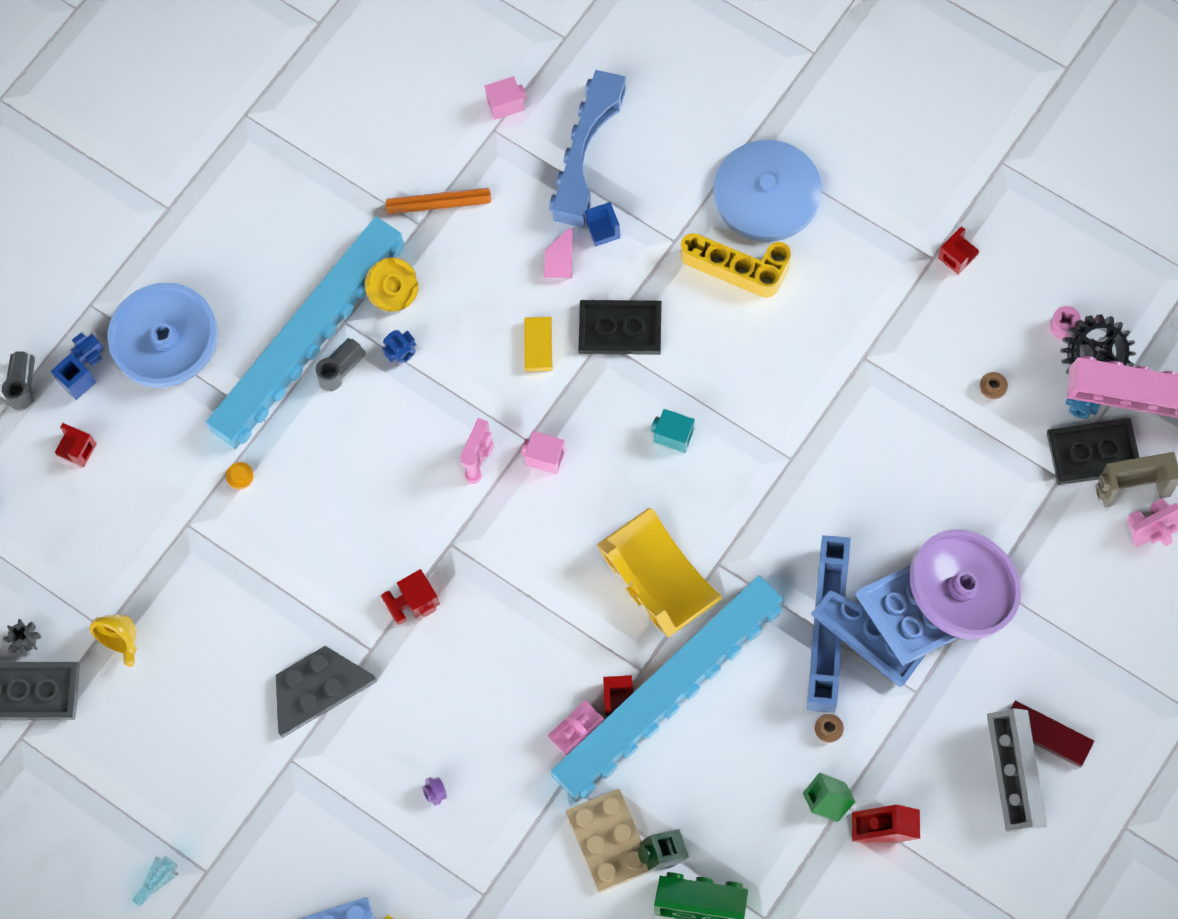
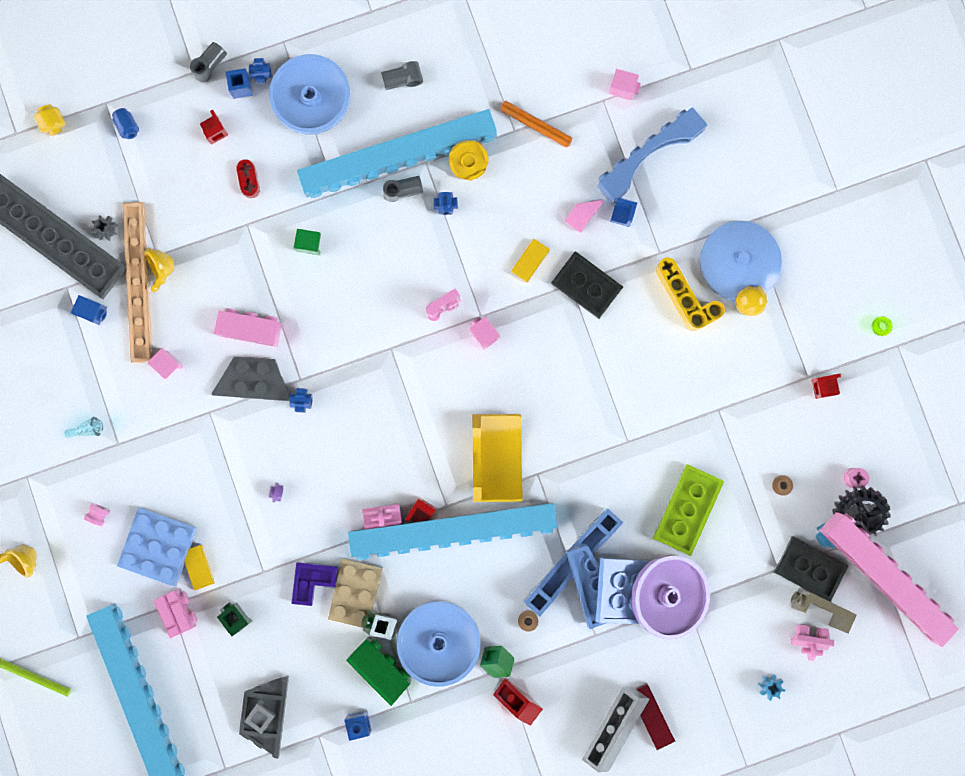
camera: 30 degrees right, 15 degrees up
(68, 740) = (89, 310): none -> blue brick
(103, 674) = (137, 282): none -> light nougat tile
(157, 469) = (243, 180): none -> red beam
(200, 736) = (164, 363): none -> bright pink panel
(239, 475) = (296, 217): light orange plate -> none
(258, 244) = (406, 75): none -> dark grey piece
(270, 631) = (248, 327): none -> bright pink brick
(273, 491) = (307, 242): none -> green panel
(389, 667) = (301, 400): none -> blue gear
(416, 595) = (347, 367): red brick -> none
(540, 861) = (307, 577): none -> dark purple plate
(673, 430) = (570, 374): teal brick -> none
(746, 822) = (438, 643): none -> light blue dish
(810, 219) = (751, 301): none -> yellow hair
(912, 482) = (688, 509): none -> lime plate
(966, 159) = (875, 326): none -> clear neon green plate
(1151, 596) = (773, 692): none -> dark azure gear

